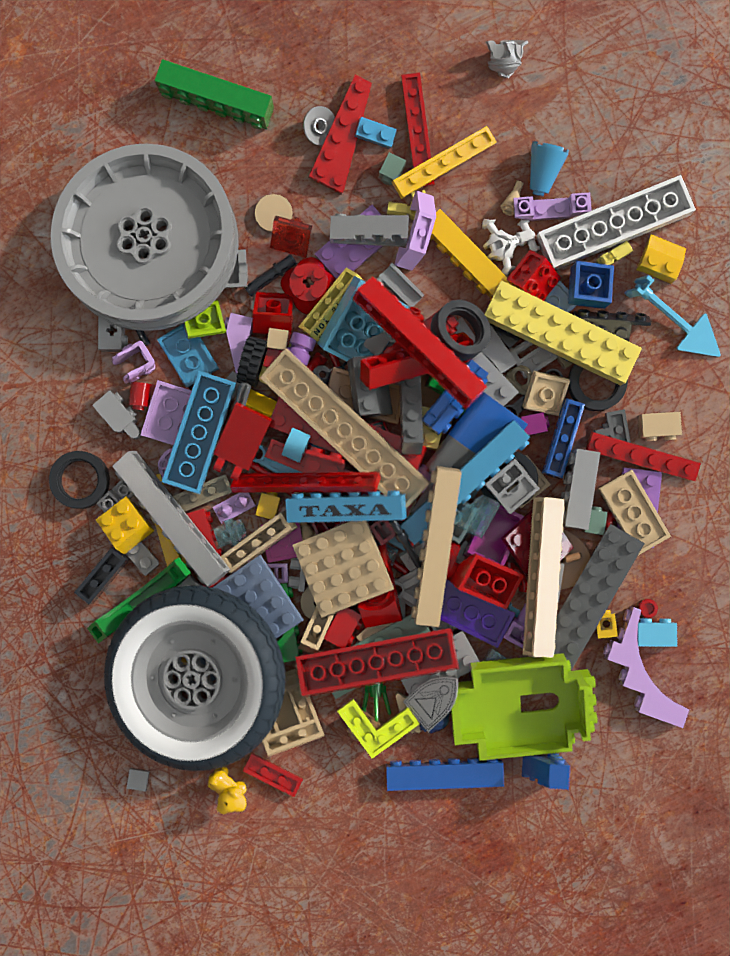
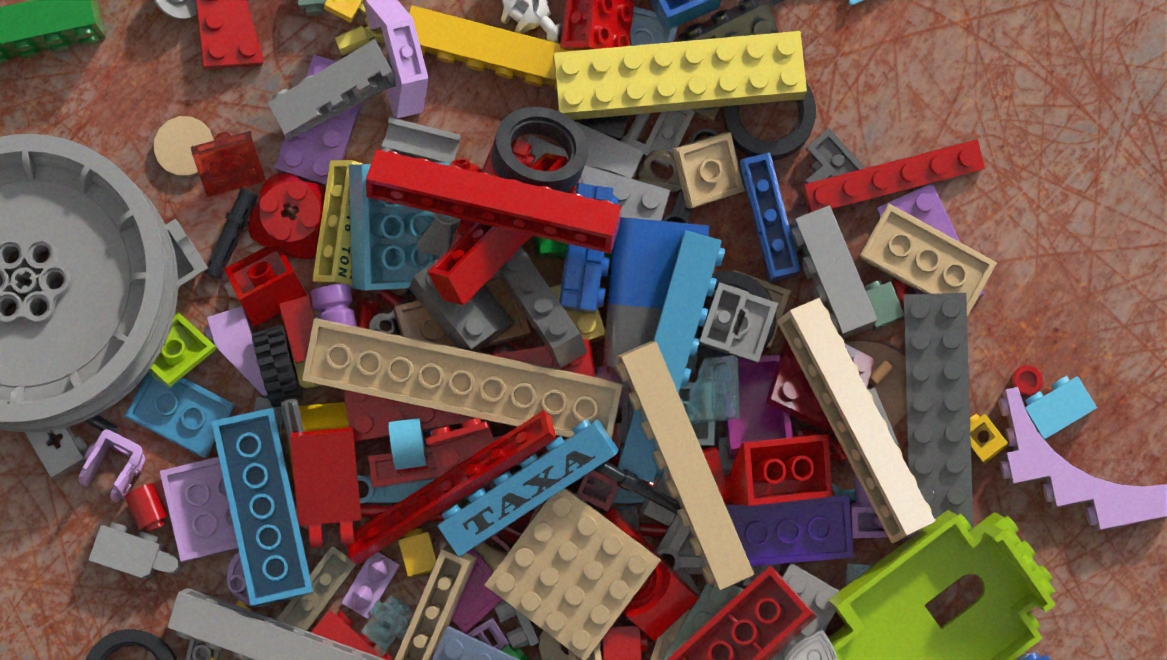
camera: 30 degrees left, 5 degrees down
(277, 339) = (294, 314): tan tile -> none
(536, 423) = (721, 219): magenta brick -> none
(660, 425) = (891, 121): tan brick -> none

